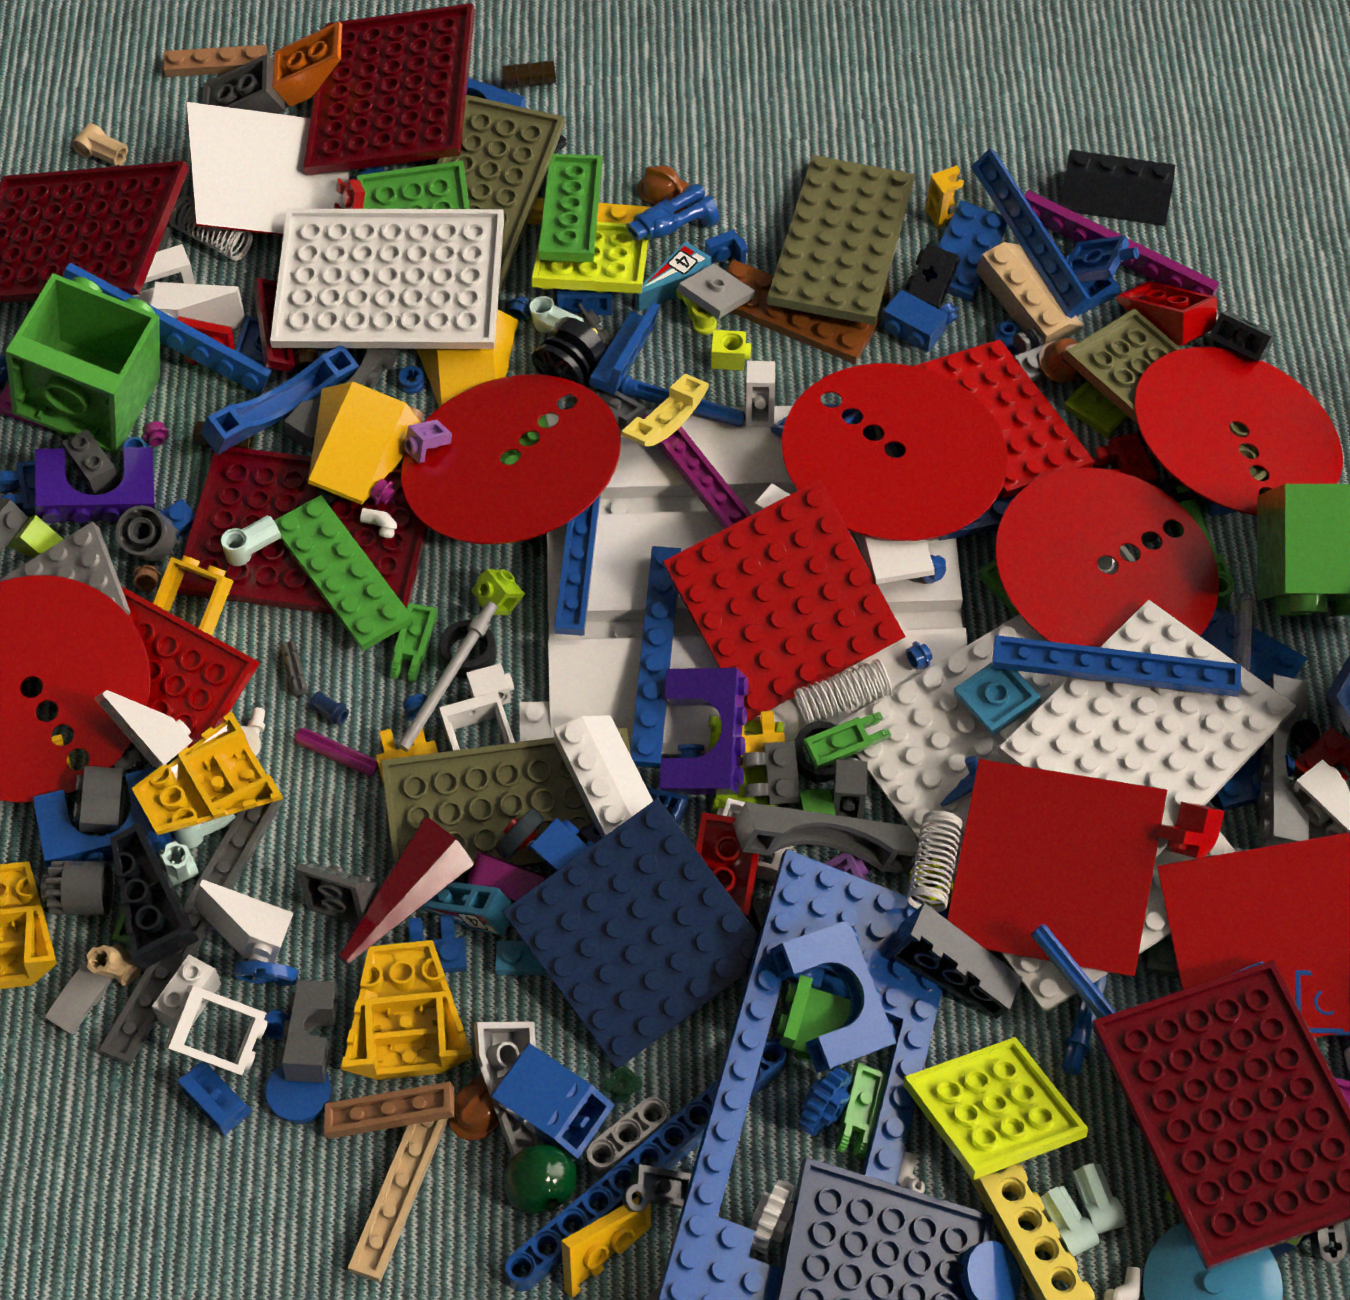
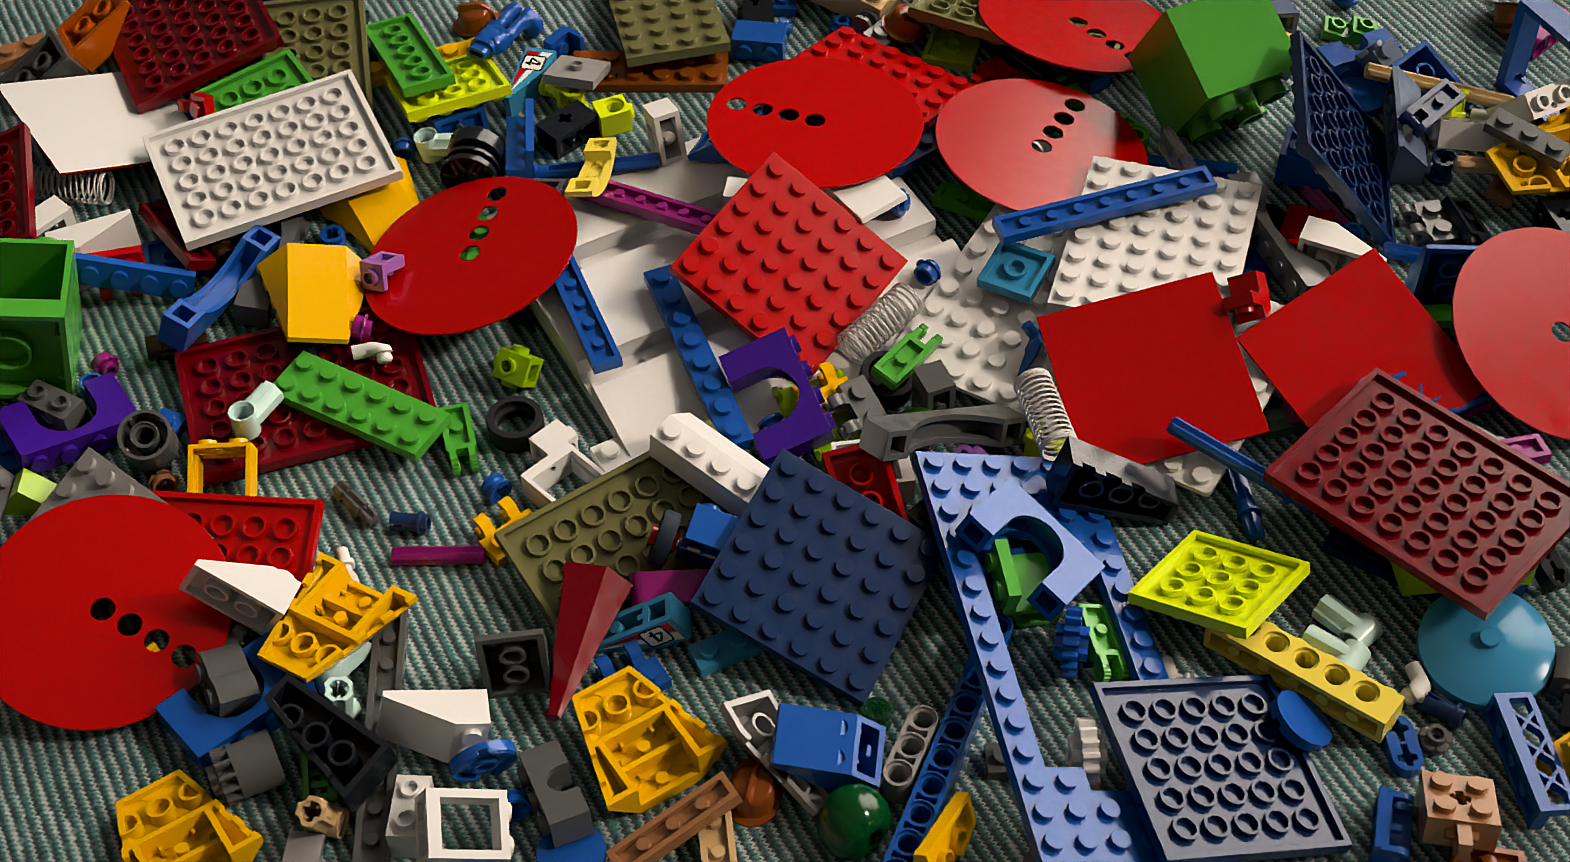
camera: 25 degrees left, 10 degrees down
(475, 630) = (518, 401): light grey bar -> none
(655, 1187) = (971, 775): black hinge -> none
(679, 348) = (567, 129): none -> black brick

